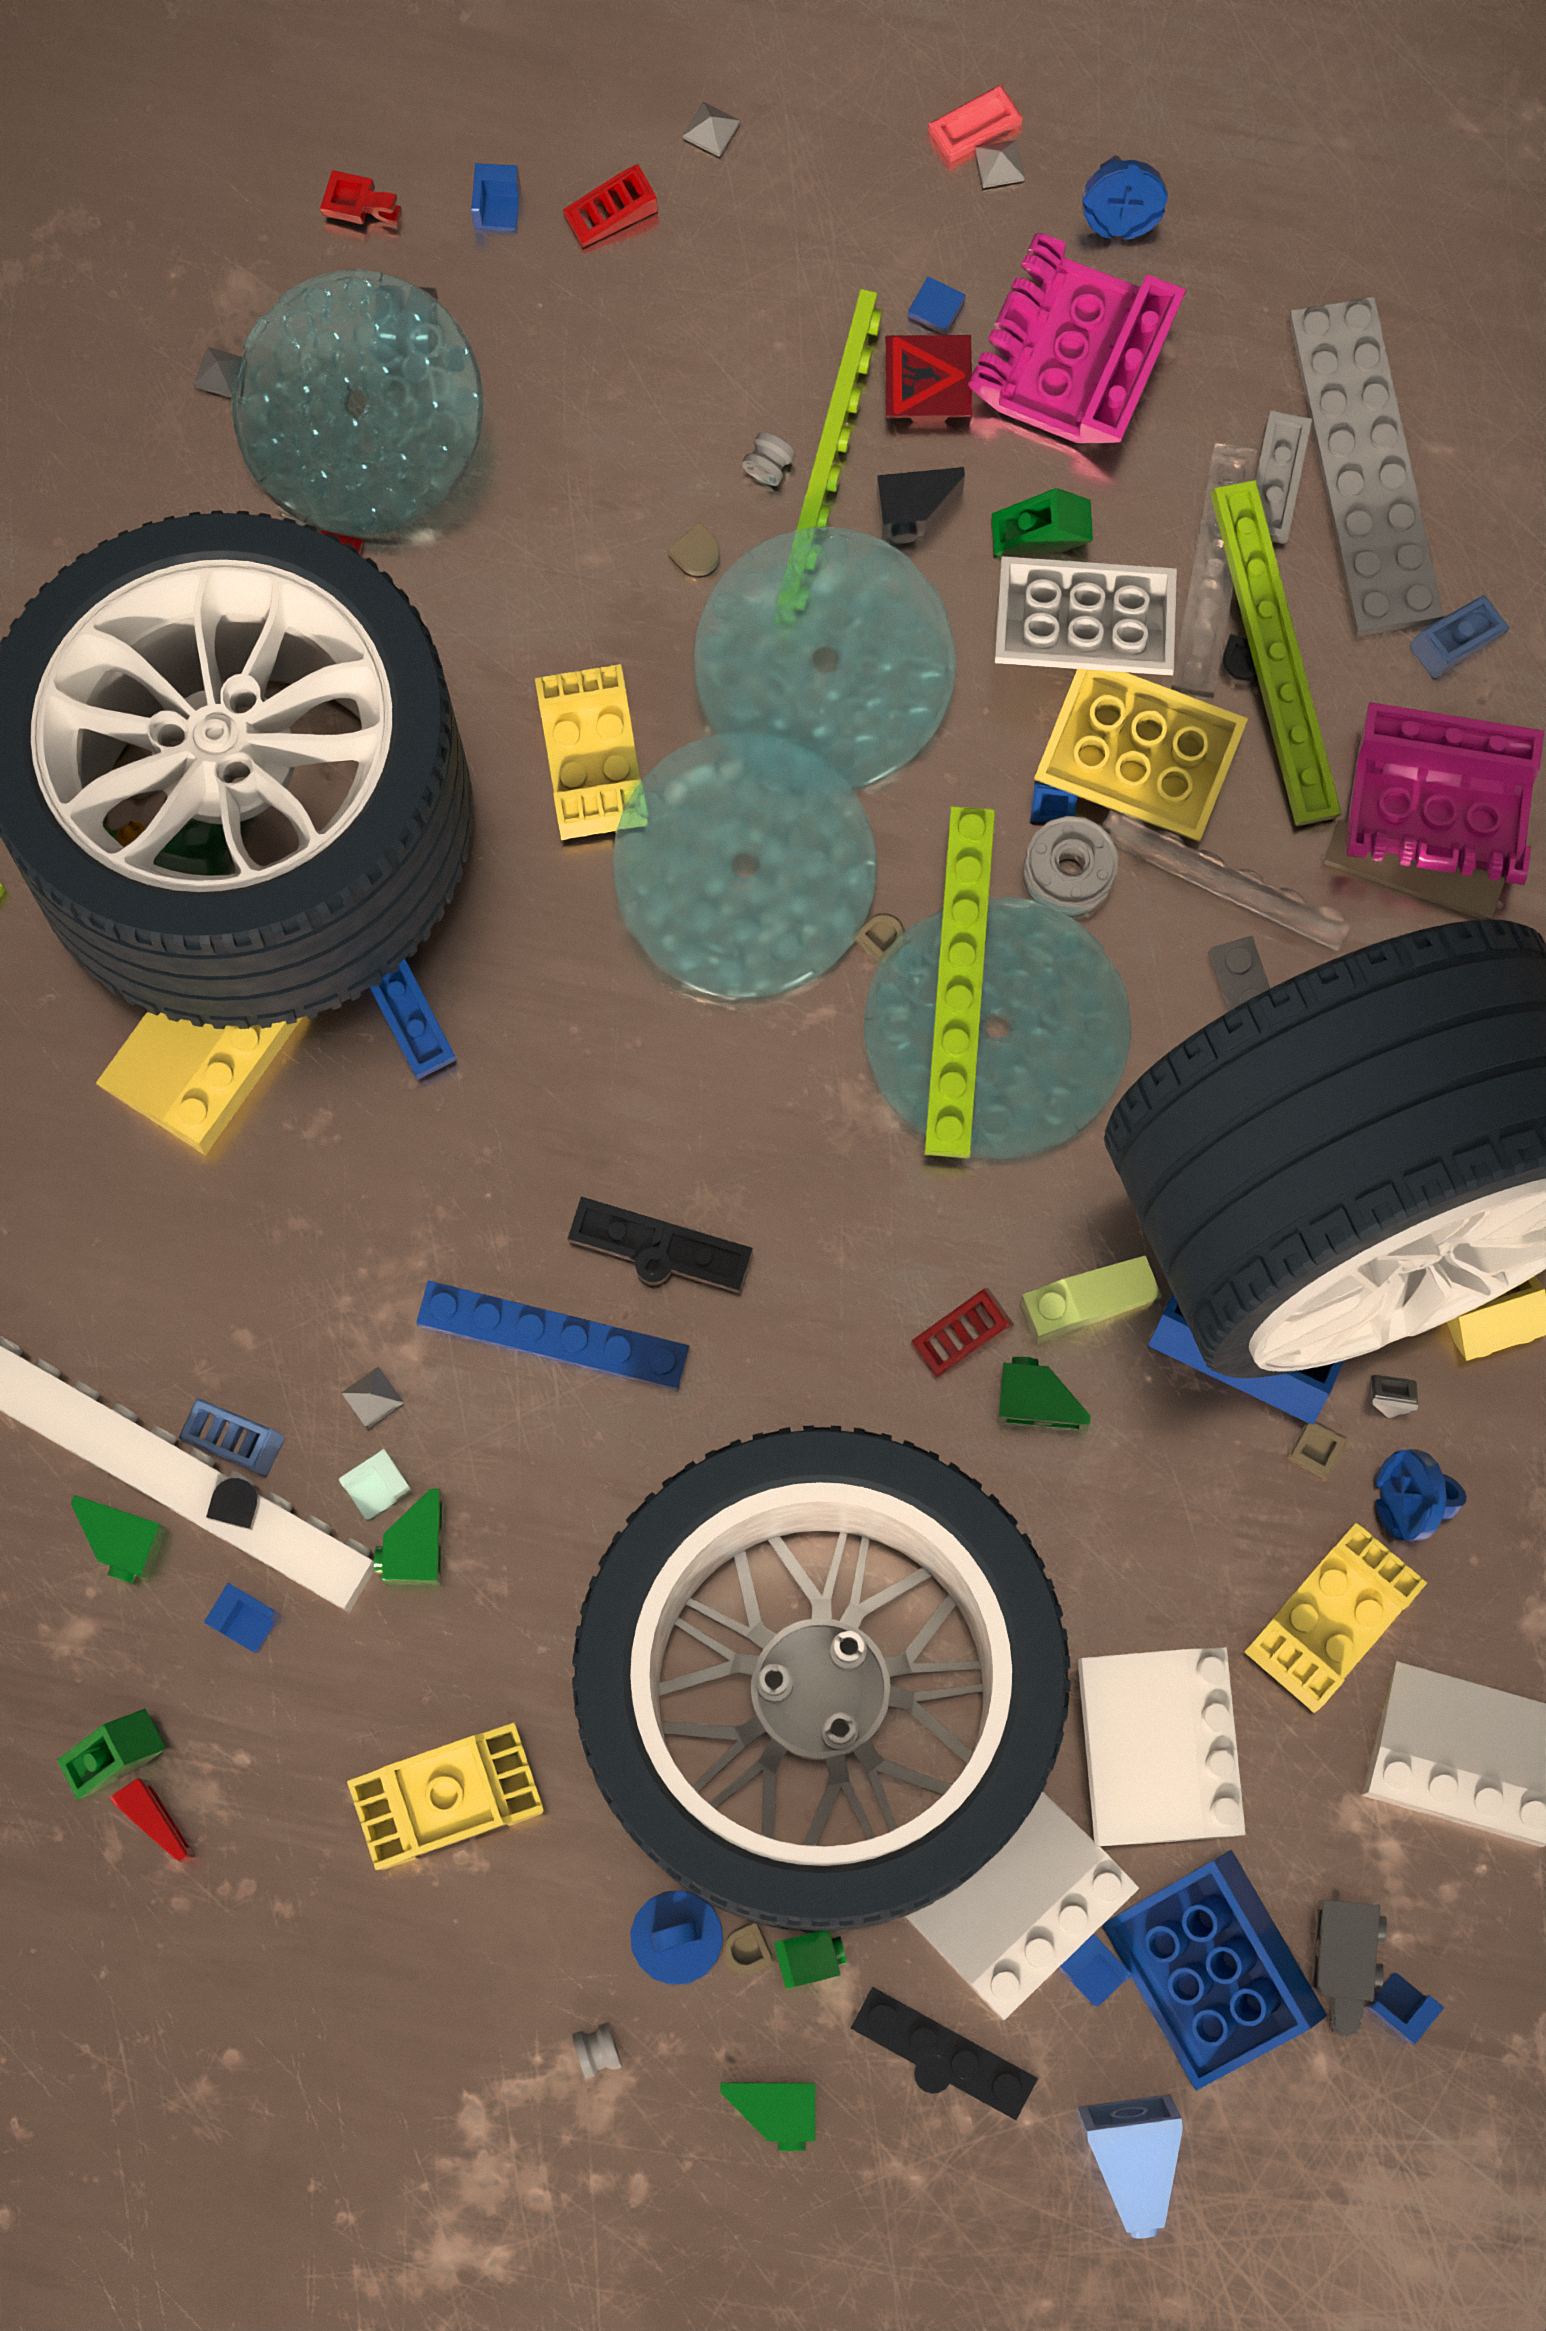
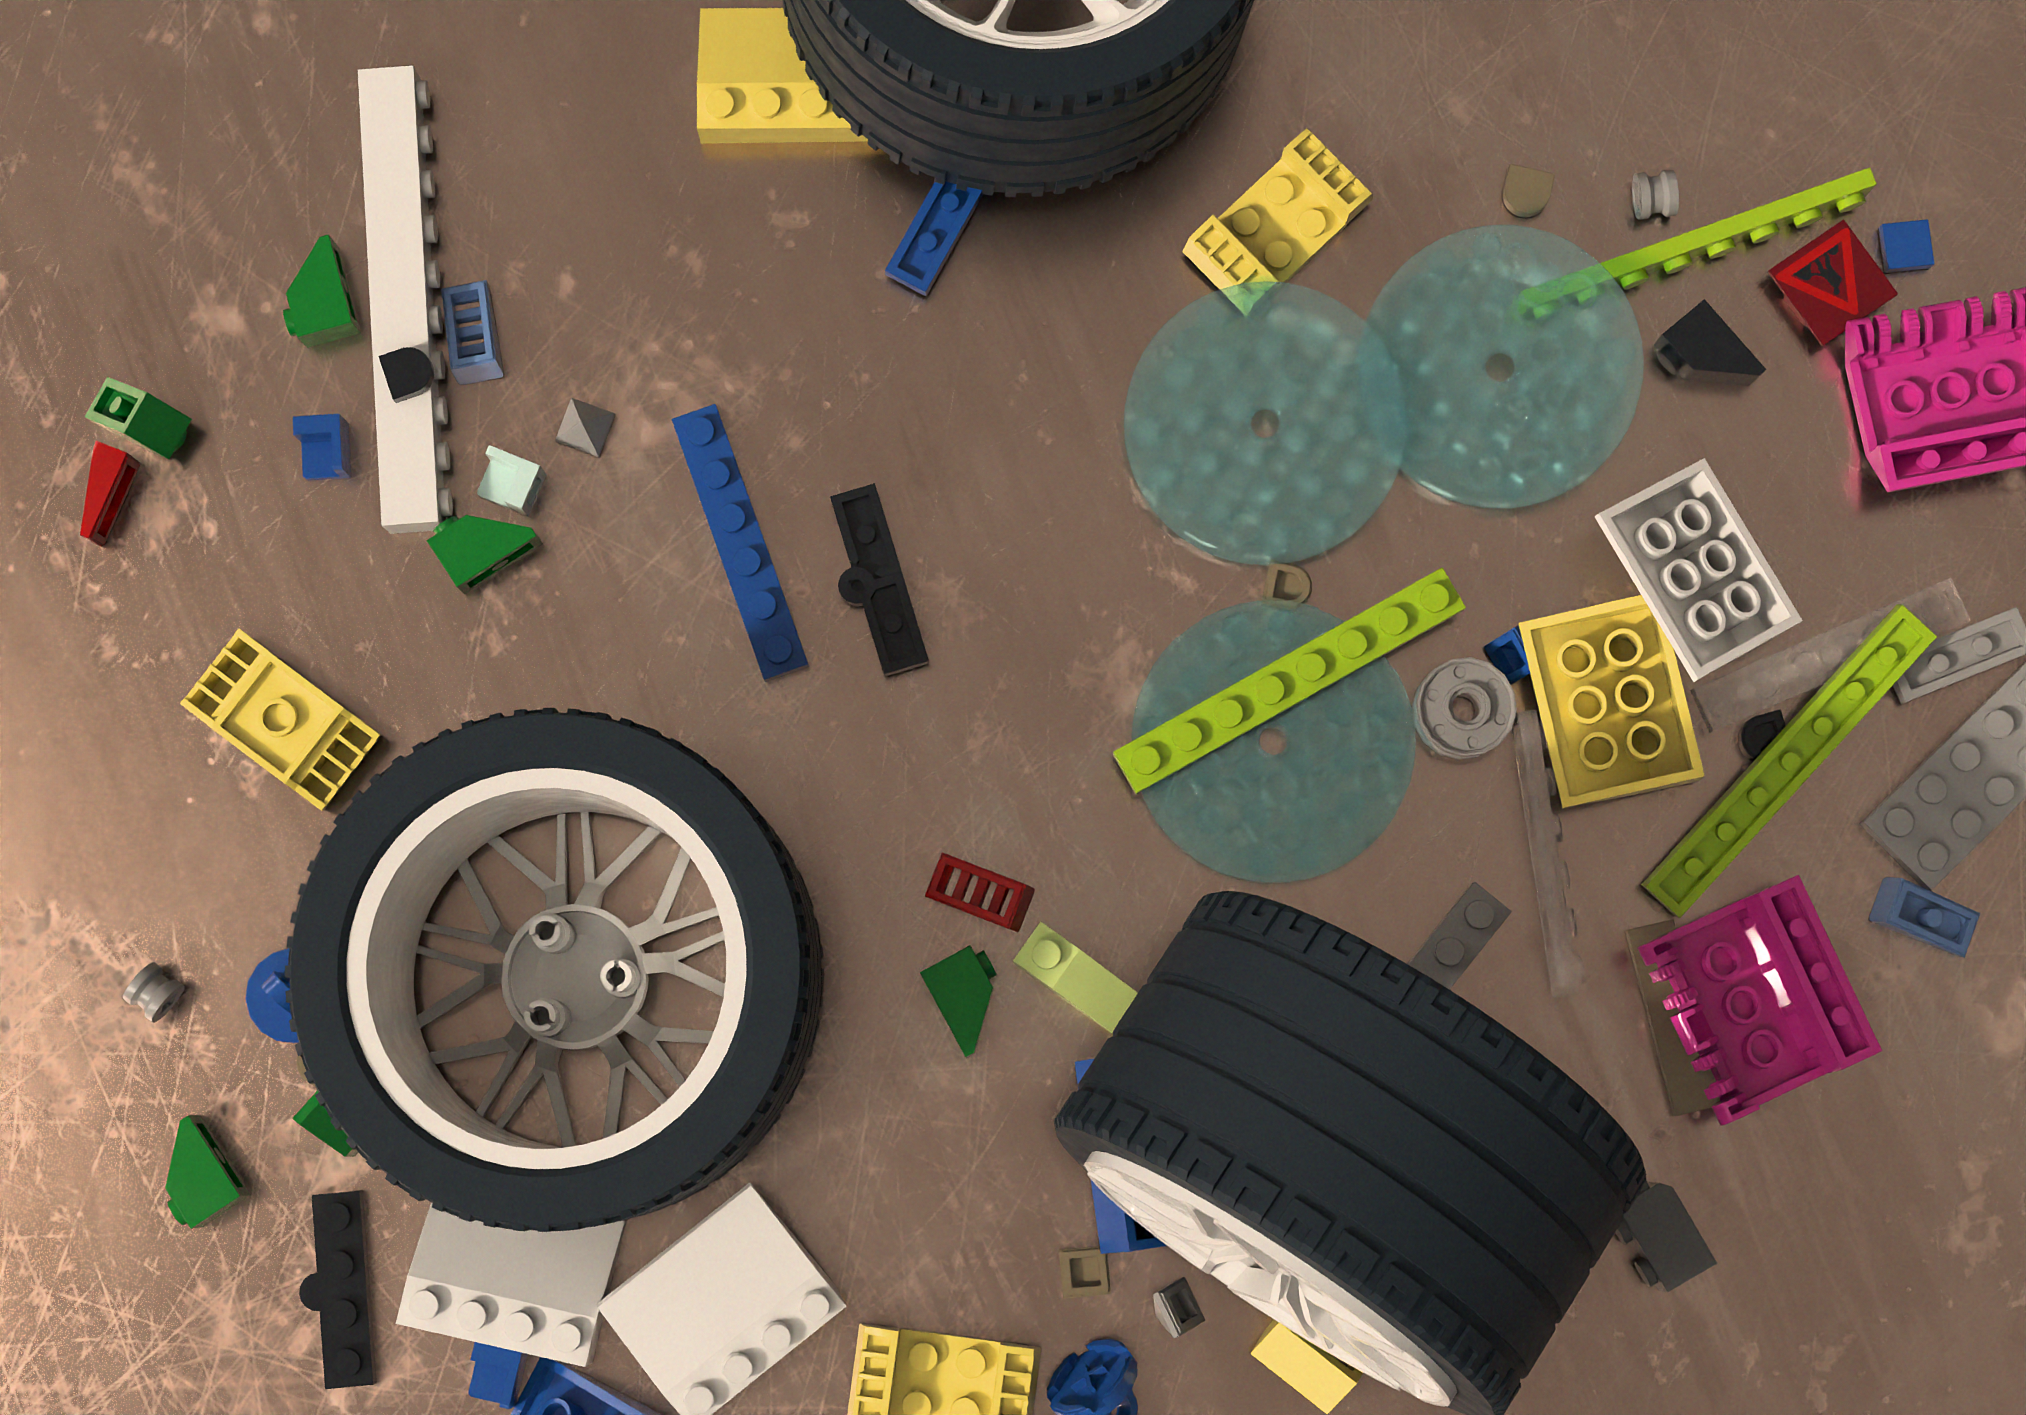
camera: 55 degrees right, 5 degrees up
(1043, 524) = (1764, 476): green slope -> none

